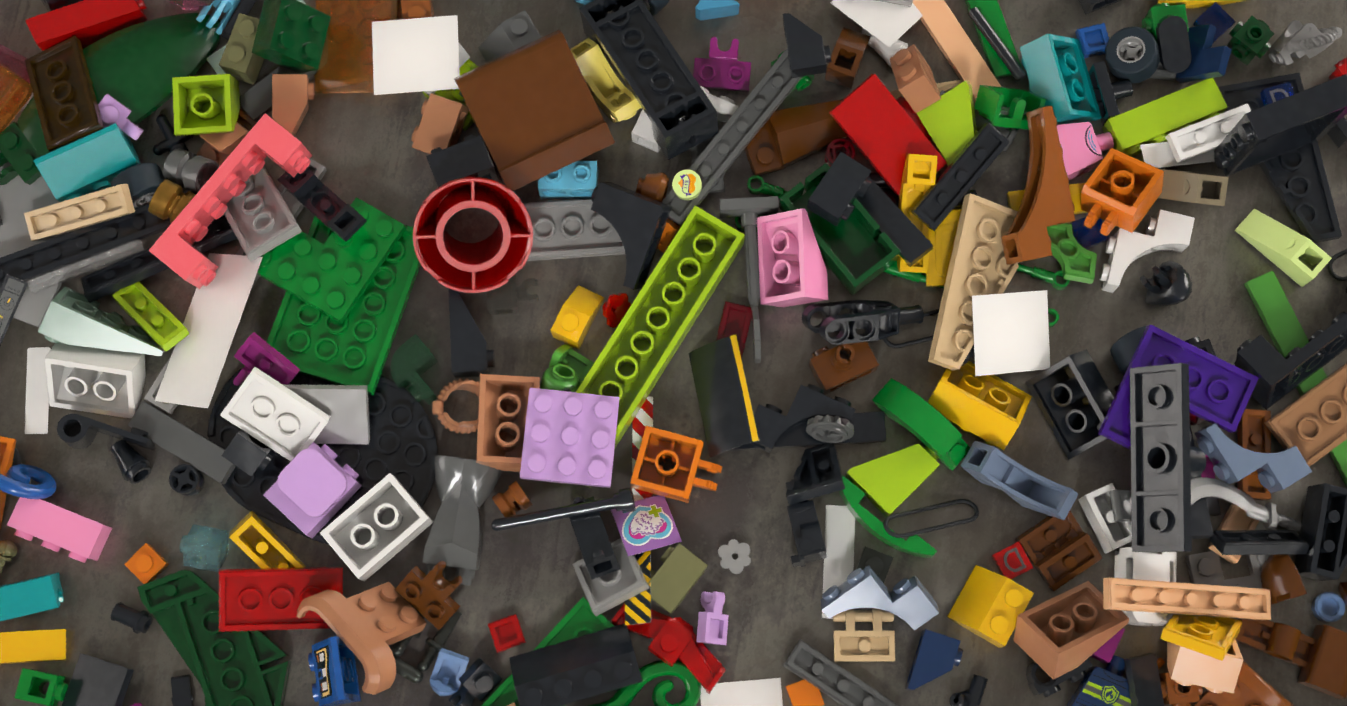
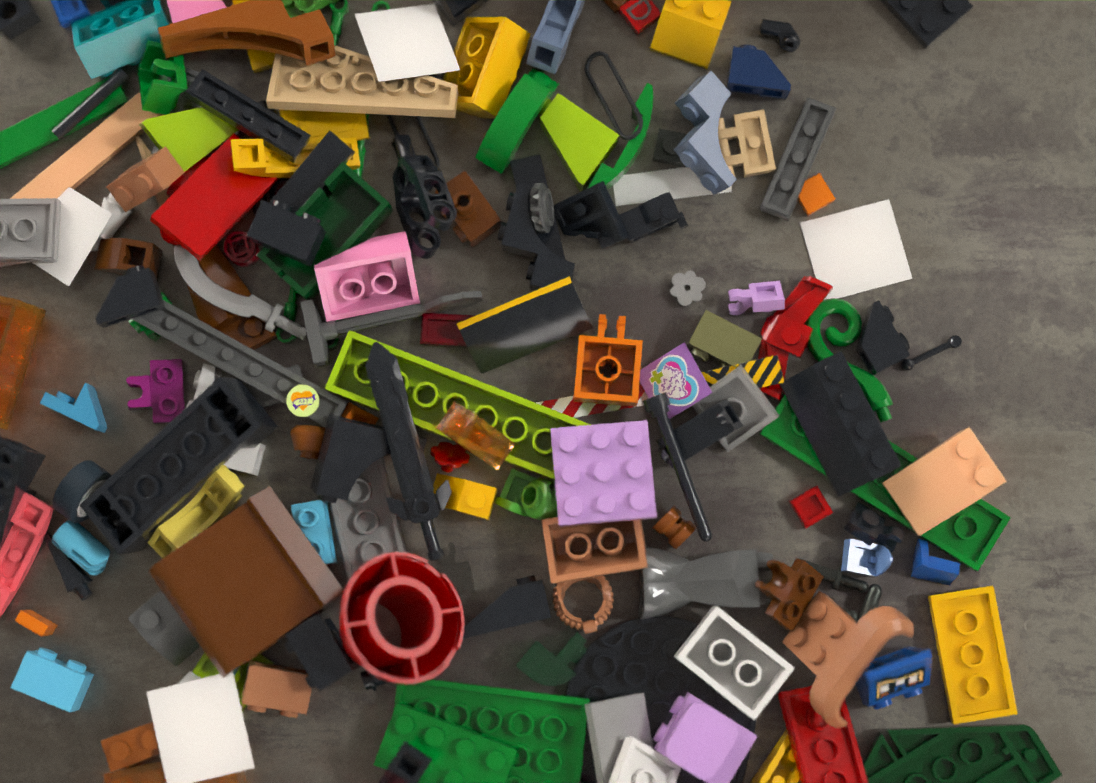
camera: 100 degrees left, 5 degrees up
(621, 267) = (406, 452): none -> black sword
(624, 327) = (475, 435): none -> clear orange slope
(789, 140) = (230, 301): none -> light grey sword

